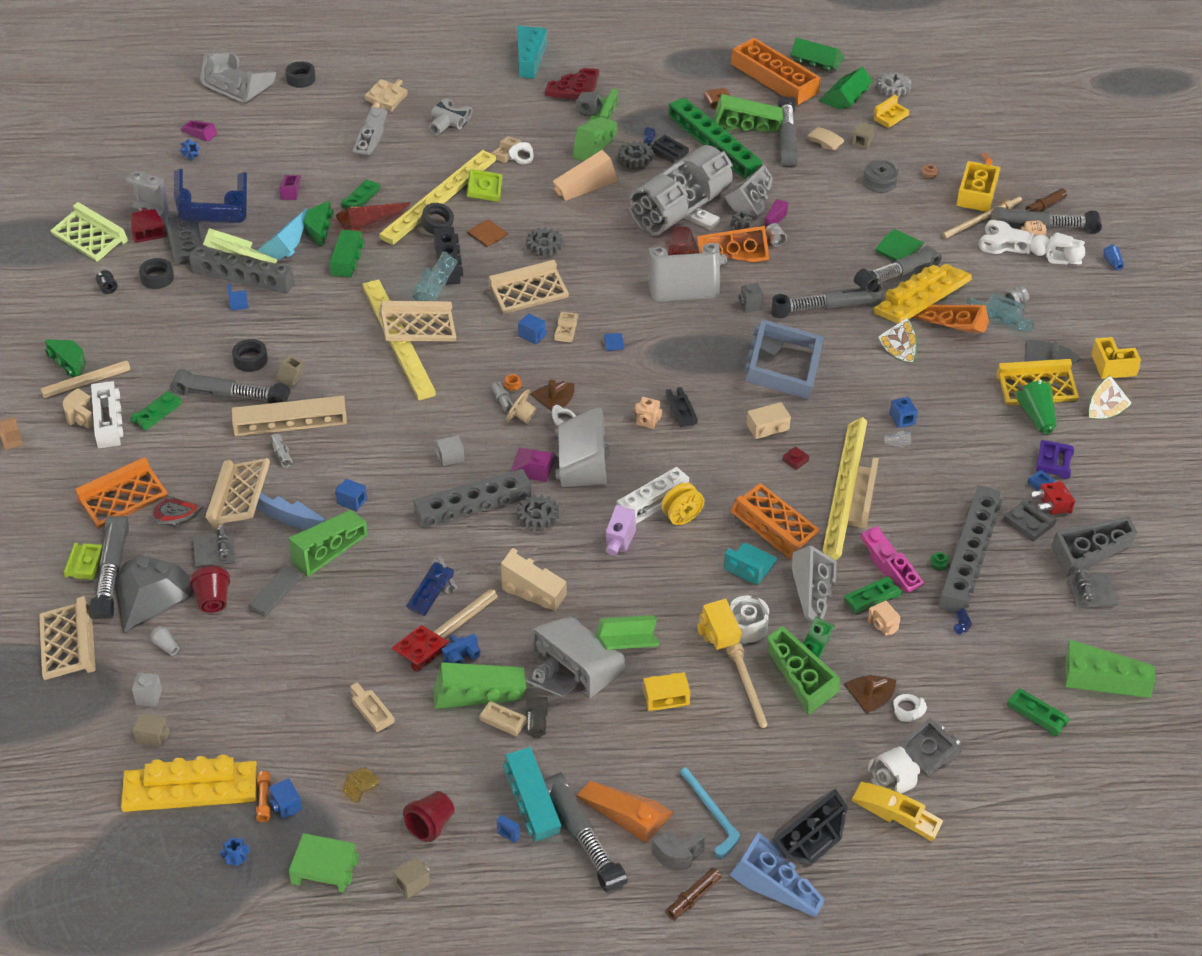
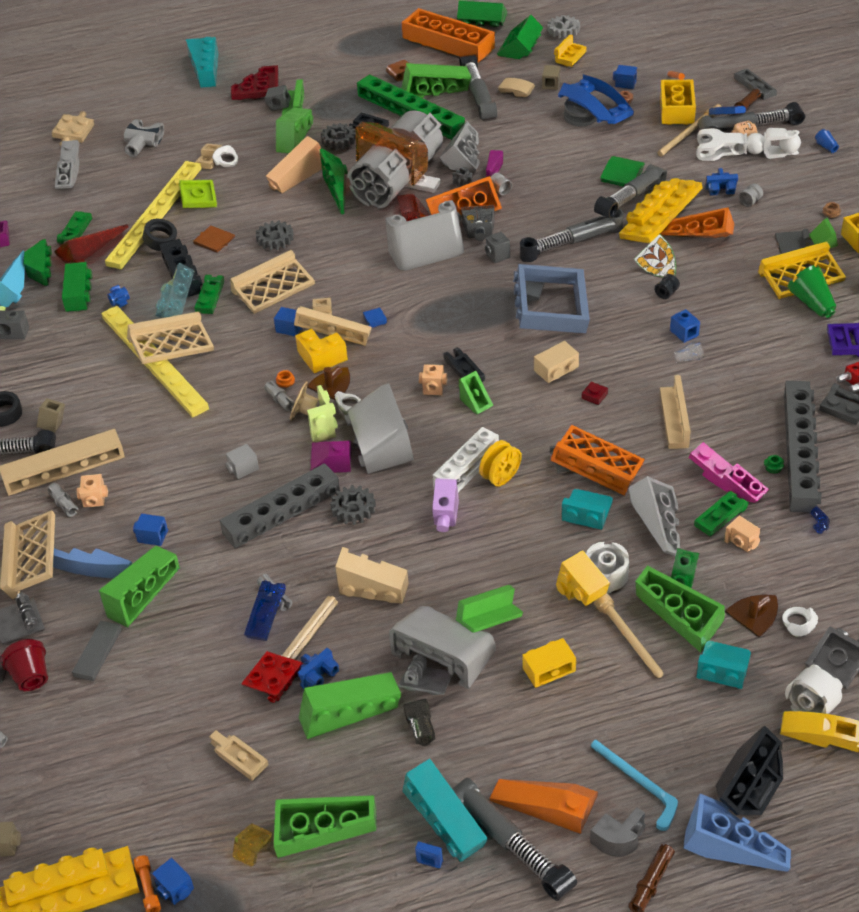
camera: 10 degrees left, 0 degrees up
(308, 448) = (92, 490): none -> light nougat brick
(382, 271) = (118, 296): none -> blue gear
(415, 777) = (321, 821): none -> bright green wedge
(428, 815) = (338, 862): dark red piece -> none
(467, 286) = (209, 294): none -> green plate
(503, 718) = (384, 732): tan plate -> none
(532, 428) = (321, 418): none -> yellowish green bracket
(553, 364) = (321, 352): none -> yellow brick
(570, 341) = (331, 324): none -> tan fence
(618, 192) = (335, 177): none -> green wedge
(650, 135) = (346, 114): clear blue arm -> none
(681, 433) = (474, 393): none -> bright green slope
(697, 185) = (373, 133): none -> clear orange windscreen
(742, 268) = (478, 221): none -> dark grey torso
(823, 729) = (723, 664): none -> teal bracket
(844, 489) = (655, 413): light yellow plate -> none
(881, 160) = (581, 95): none -> blue wedge
(897, 371) = (667, 286): none -> black wheel
(937, 149) = (625, 76): none -> blue brick
(992, 276) = (721, 181): none -> blue hips
(1006, 310) = (747, 210): clear light blue bracket -> none
(1023, 205) = (727, 110): none -> blue tile
(1039, 478) = (839, 363): blue tile -> none
(1065, 180) = (752, 82): none -> dark grey tile
(1071, 350) = (824, 233): none -> bright green slope
(1091, 328) = (831, 210): none -> medium nougat plate

